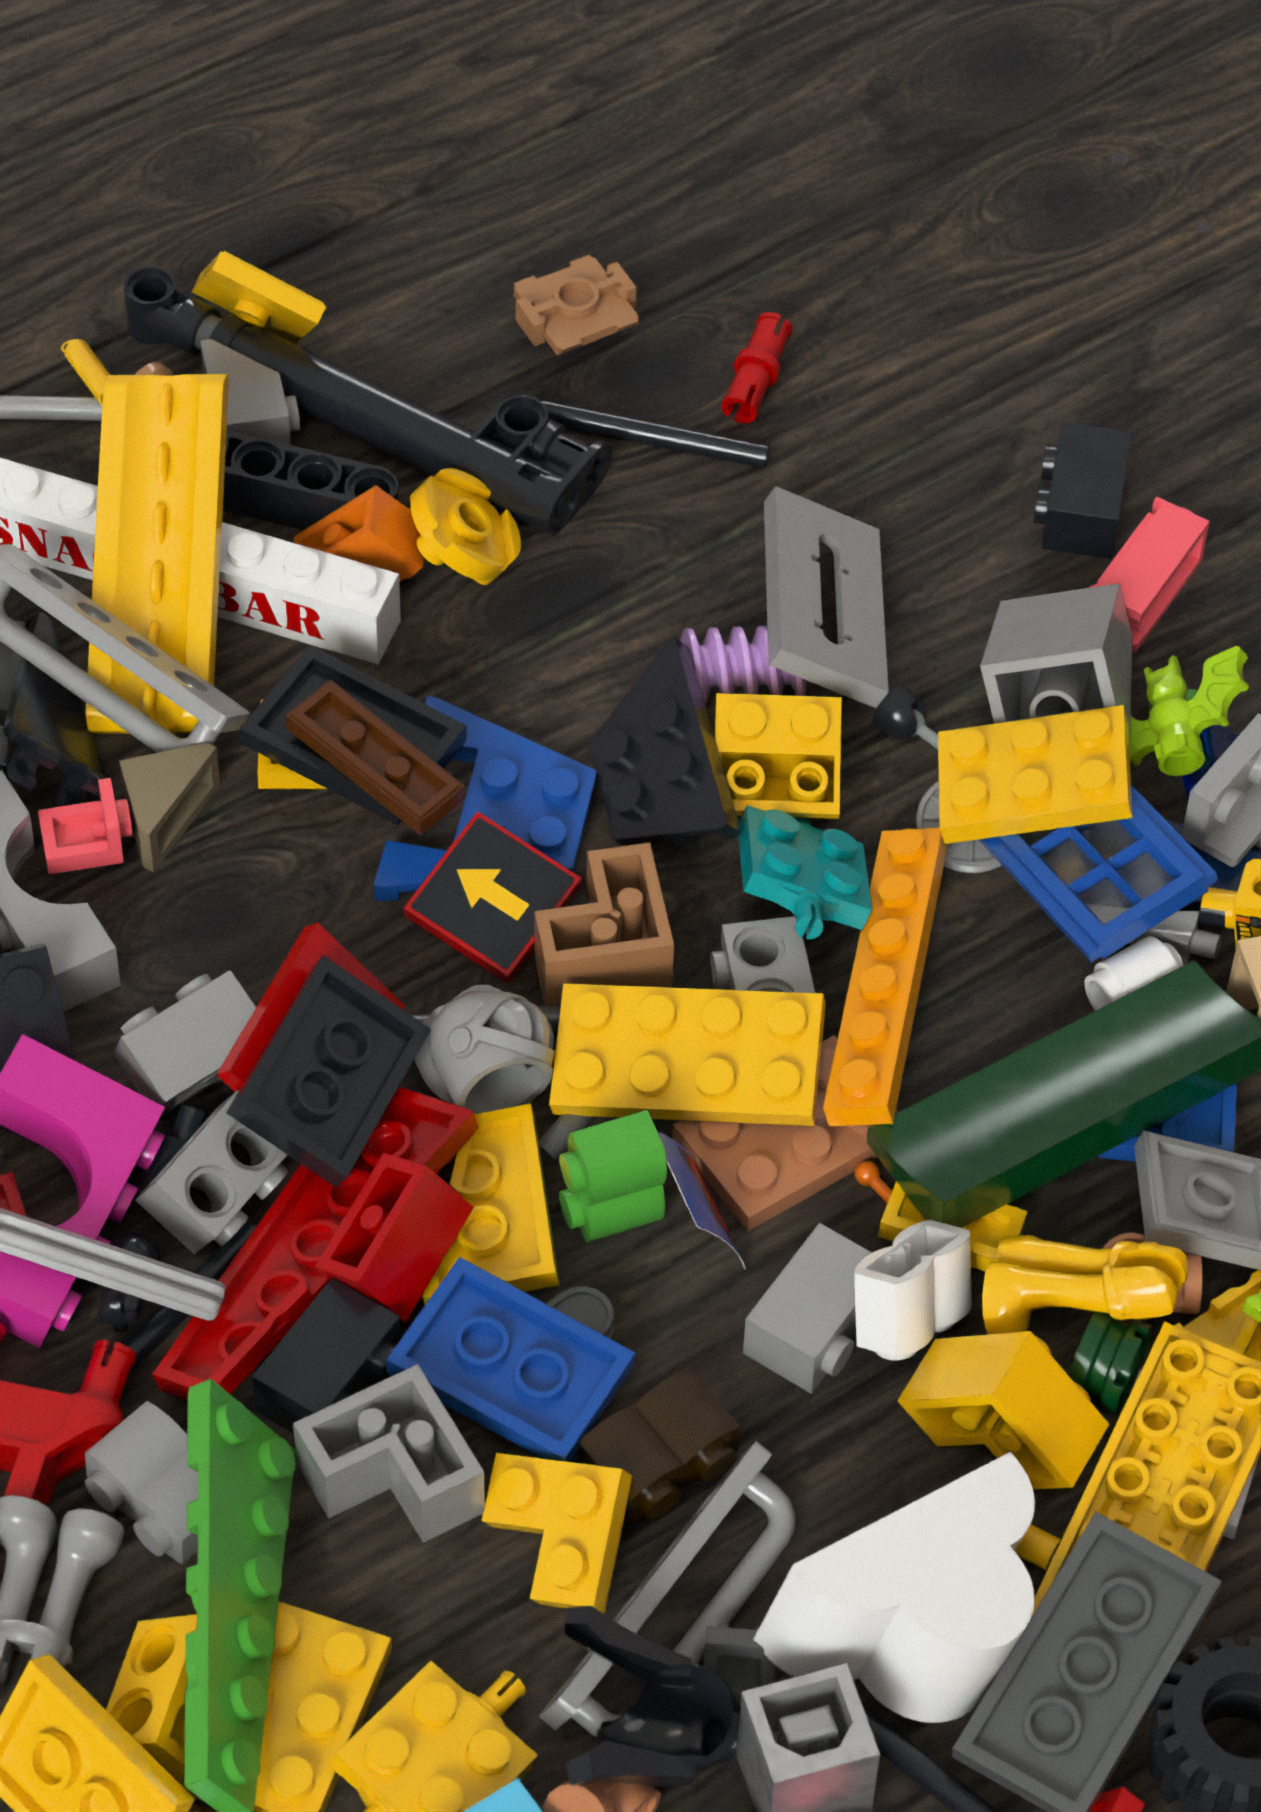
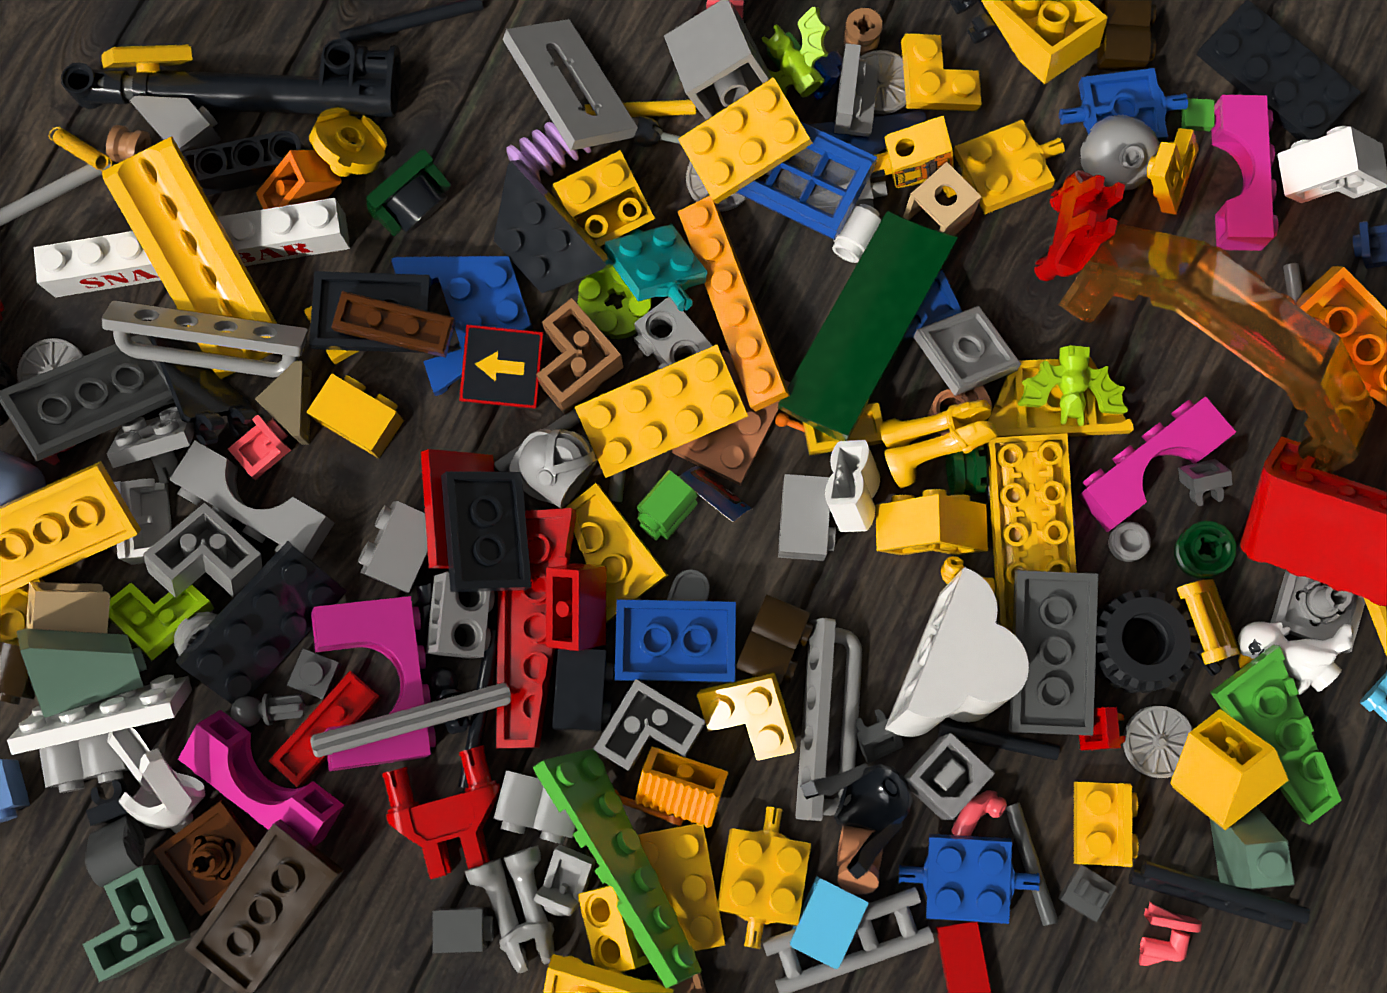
camera: 25 degrees left, 25 degrees up
(137, 1592) = (565, 879): none -> light grey bracket
(245, 858) = (356, 415): none -> yellow brick
(345, 1609) = (663, 815): none -> orange hinge
(390, 1561) = (680, 786): none -> light orange brick
(508, 633) = (409, 195): none -> piece
(703, 872) = (612, 322): none -> lime plate
(941, 696) = (655, 108): none -> yellow bar

